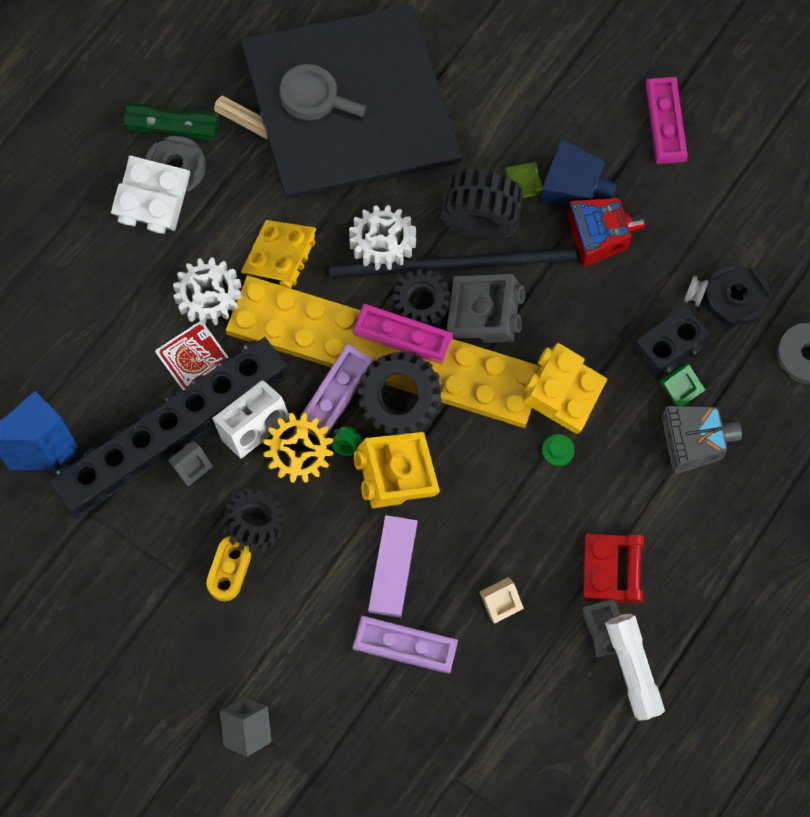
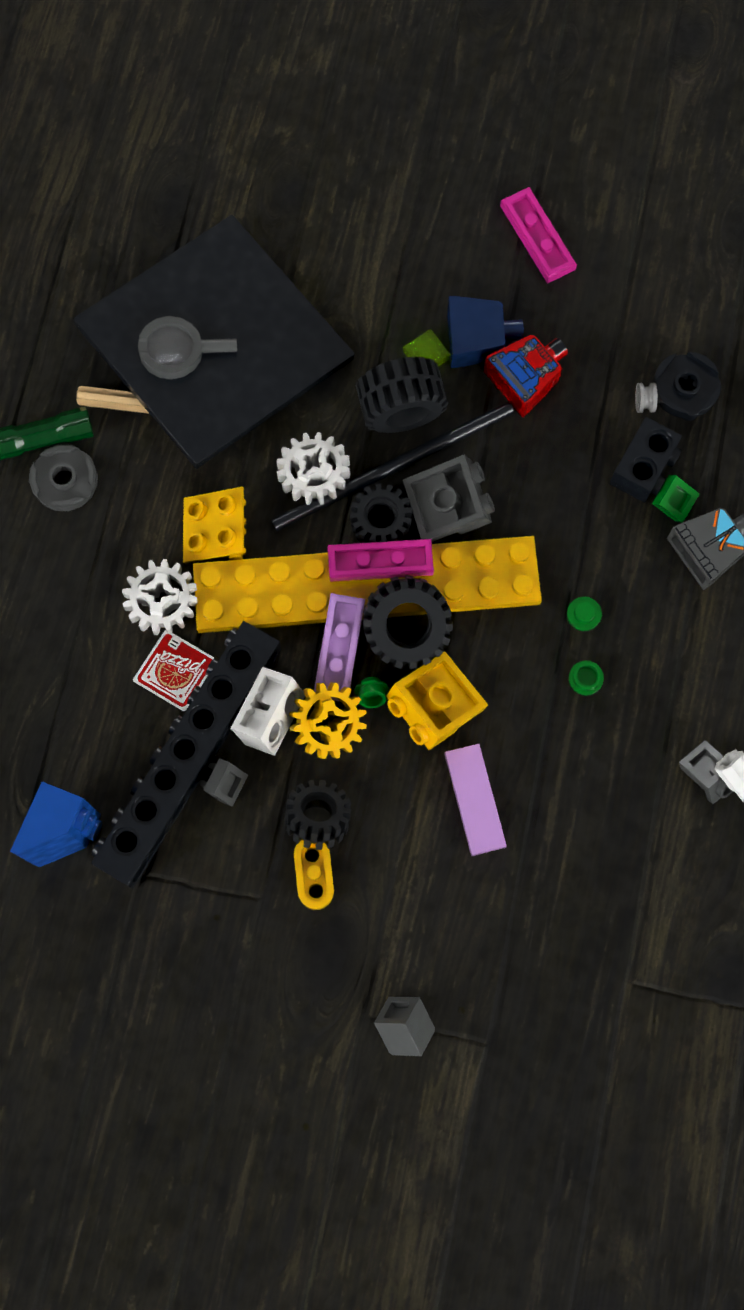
camera: 25 degrees left, 5 degrees up
(150, 194) = (54, 519): white plate -> none
(405, 644) = (523, 873): lavender tile -> none
(501, 600) = (598, 788): tan plate -> none
(535, 504) = (586, 678): none -> green plate
(564, 388) = (563, 549): yellow plate -> none
(601, 568) = (678, 712): red plate -> none

